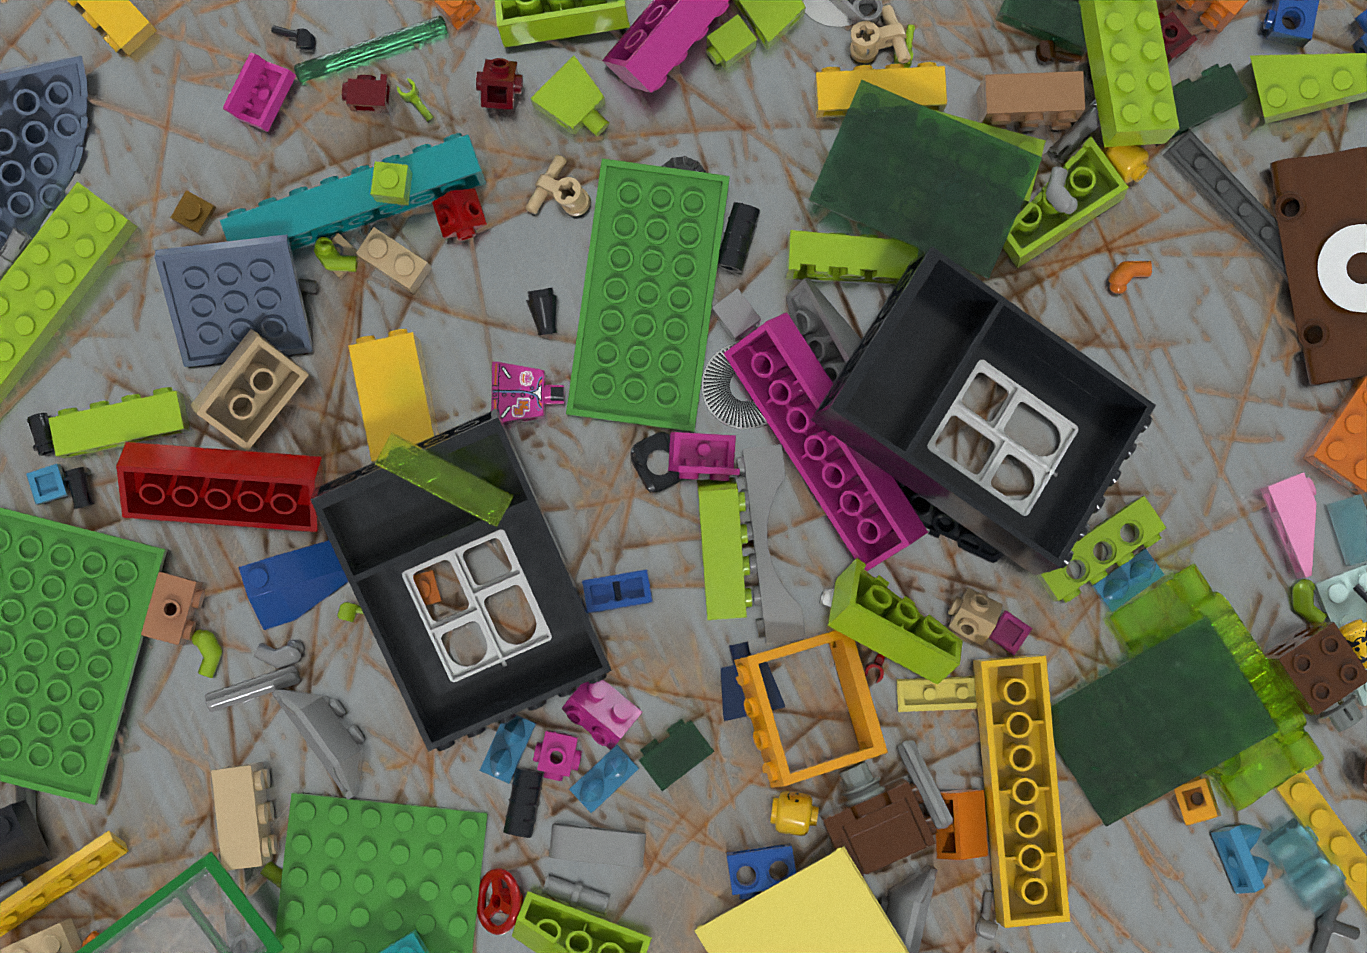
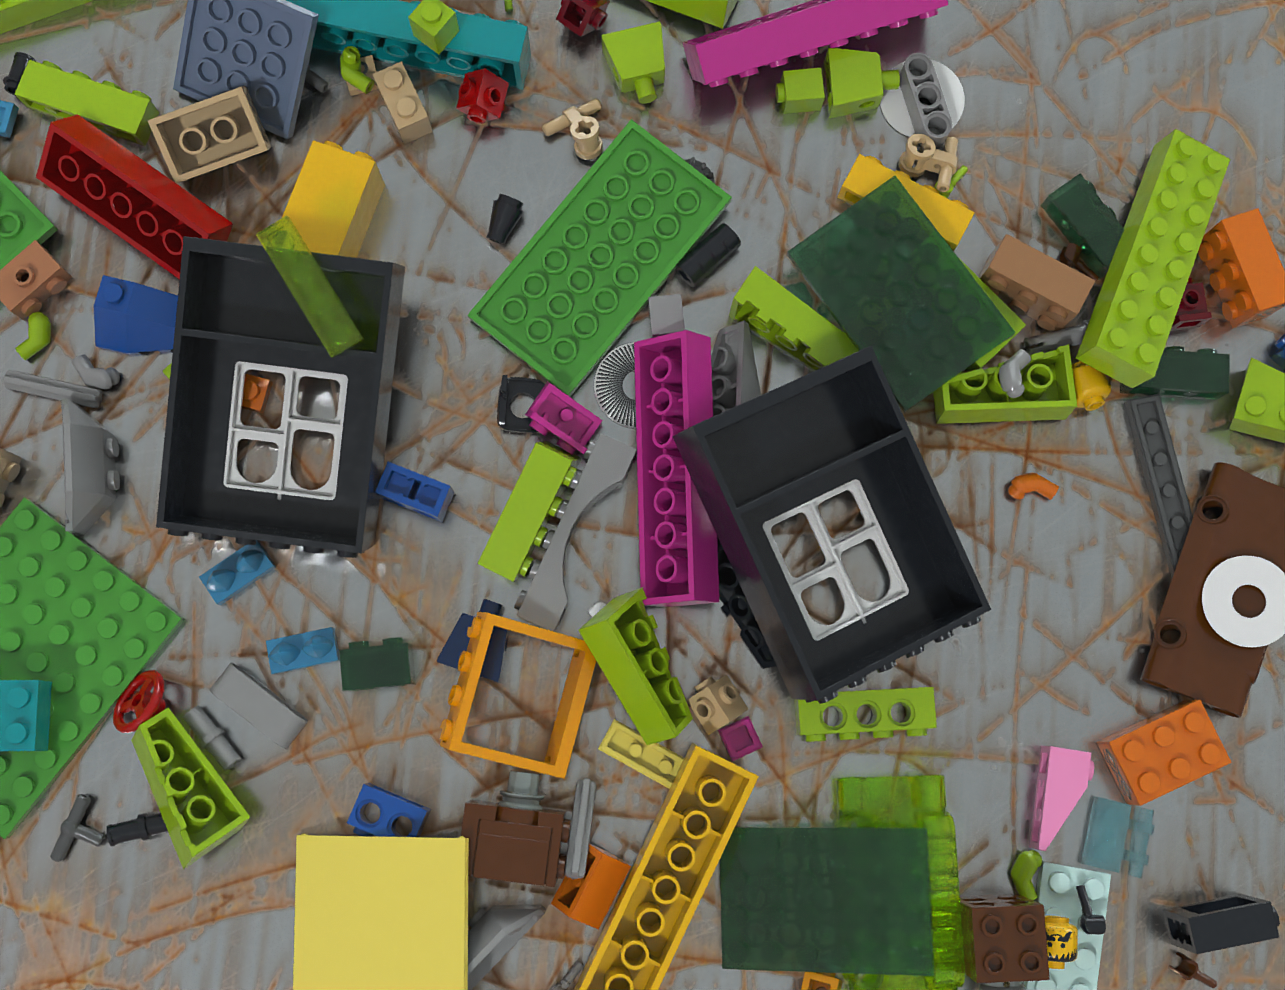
camera: 25 degrees right, 5 degrees down
(79, 487) = (20, 135): black pin -> none
(522, 393) = (439, 276): dark pink torso -> none
(523, 802) = (218, 628): black axle -> none
(559, 742) = (285, 603): dark pink brick -> none
(601, 712) = (337, 589): dark pink bracket -> none
(793, 813) = (448, 782): yellow head -> none
(877, 663) = (606, 695): red hand -> none
(1127, 580) = (874, 755): dark azure tile -> none

